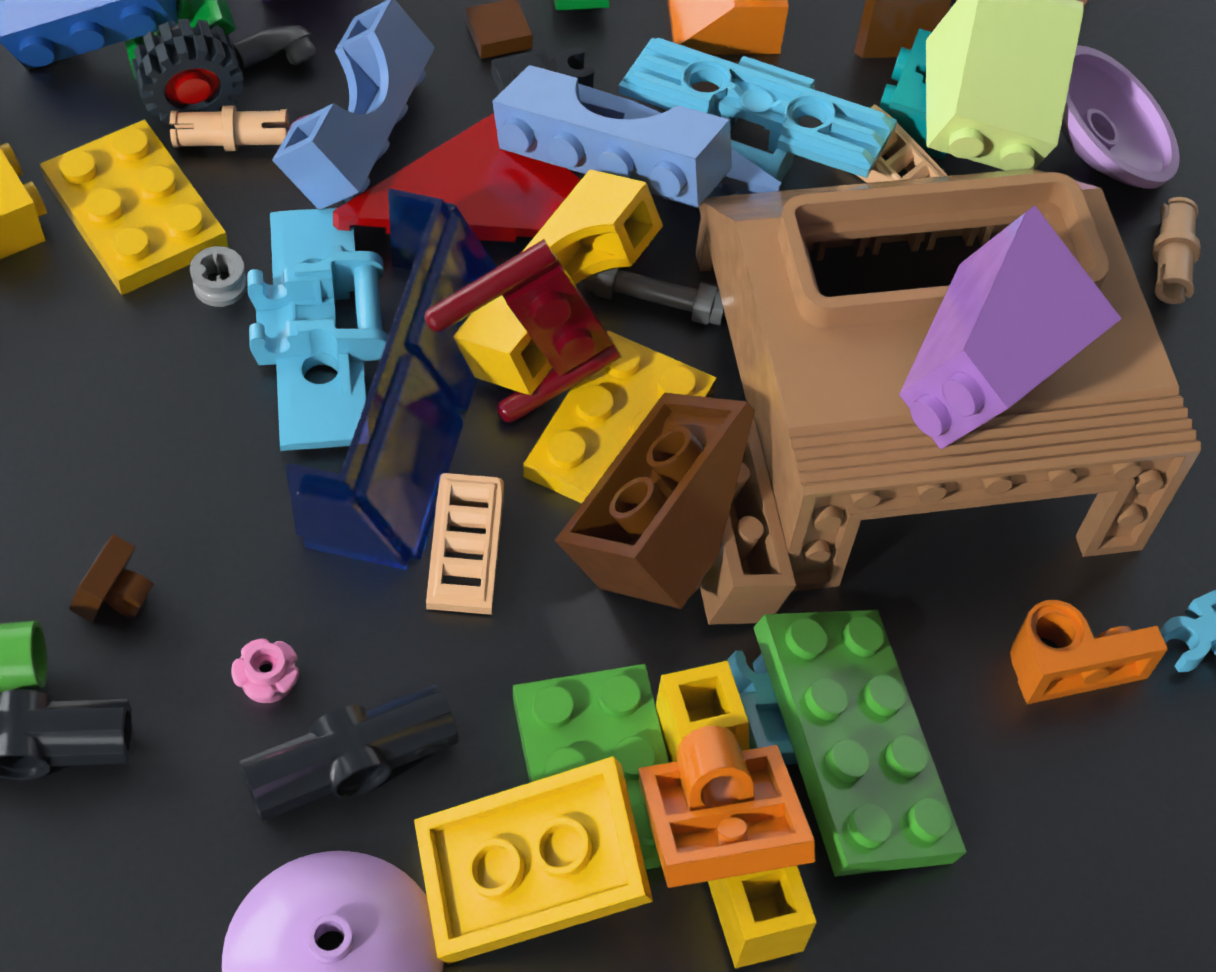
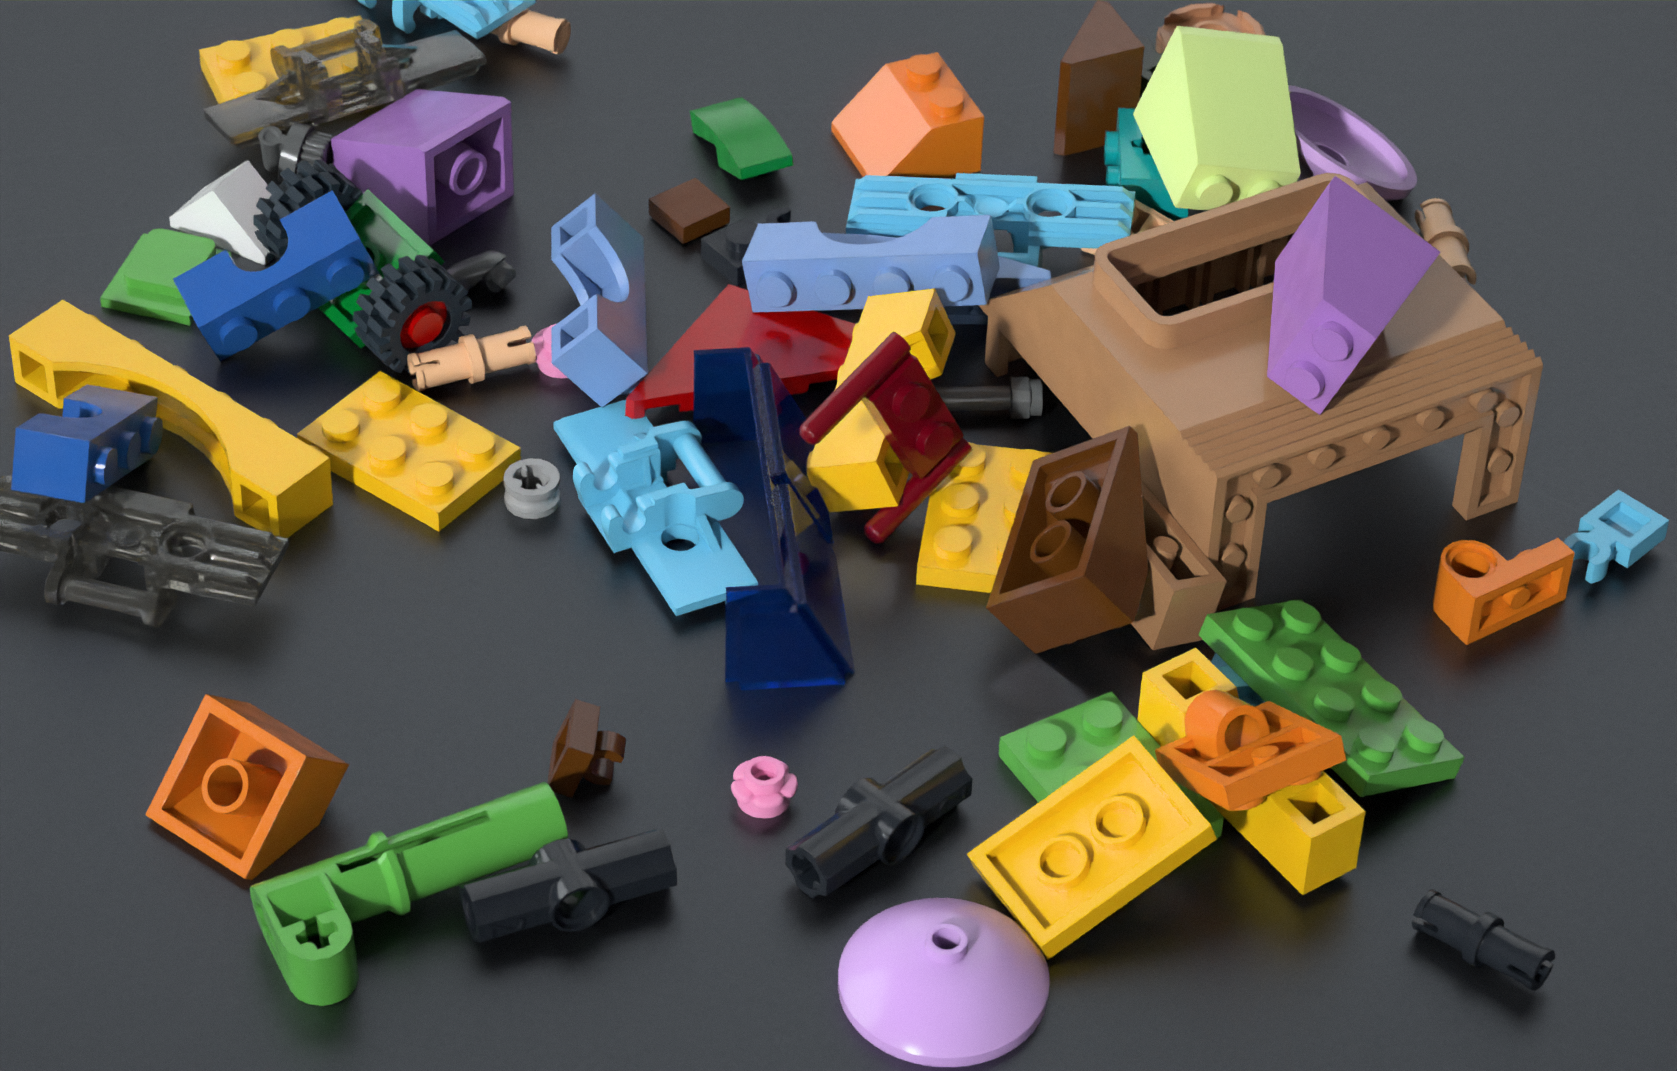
camera: 15 degrees left, 15 degrees down
(468, 503) = (887, 605): light nougat slope -> none

